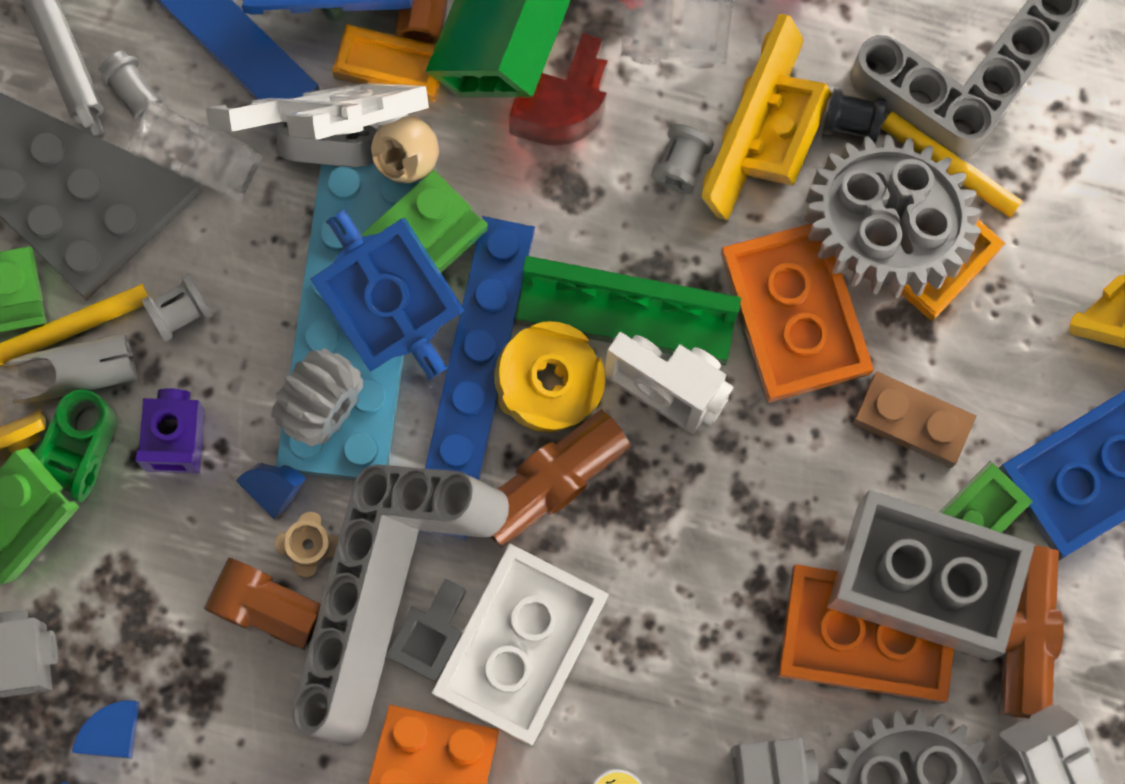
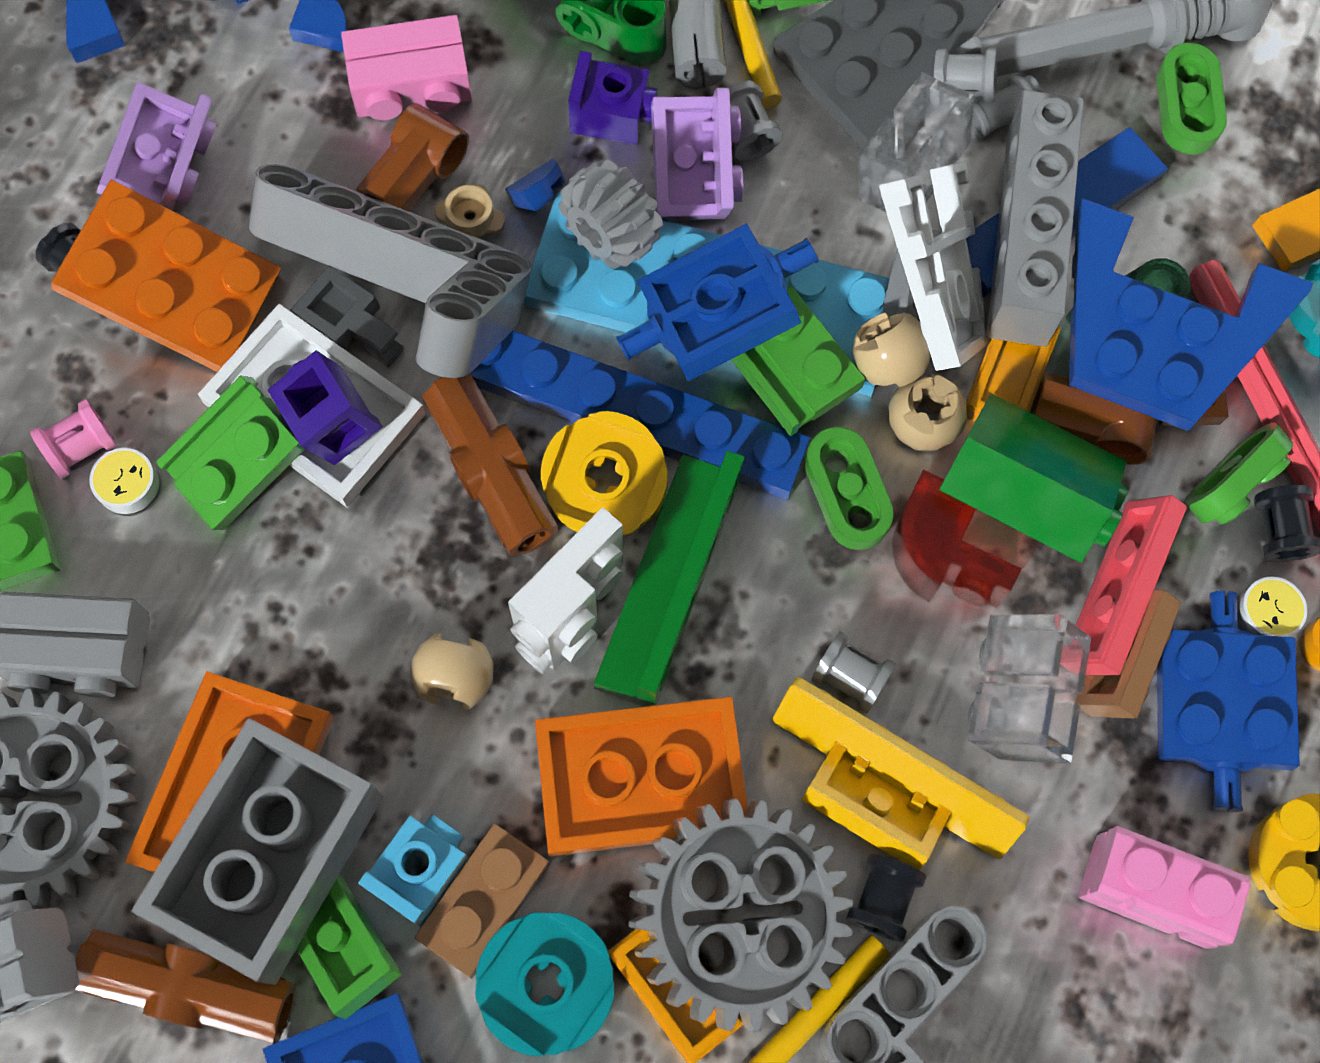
camera: 100 degrees right, 5 degrees down
(115, 114) = (969, 72): none -> light grey bush
(162, 629) = (406, 66): none -> bright pink brick
(228, 343) = (695, 156): none -> lavender bracket
(256, 44) = (1035, 219): none -> light grey brick
(458, 110) = (916, 428): none -> tan piece
(520, 179) = (850, 491): none -> bright green plate
(537, 640) = (323, 408): none -> dark purple brick
(583, 699) = (231, 453): none -> bright green plate
(742, 472) = (452, 671): none -> tan piece
(885, 478) = (417, 895): none -> medium azure brick
(948, 378) = (550, 1024): none -> teal plate

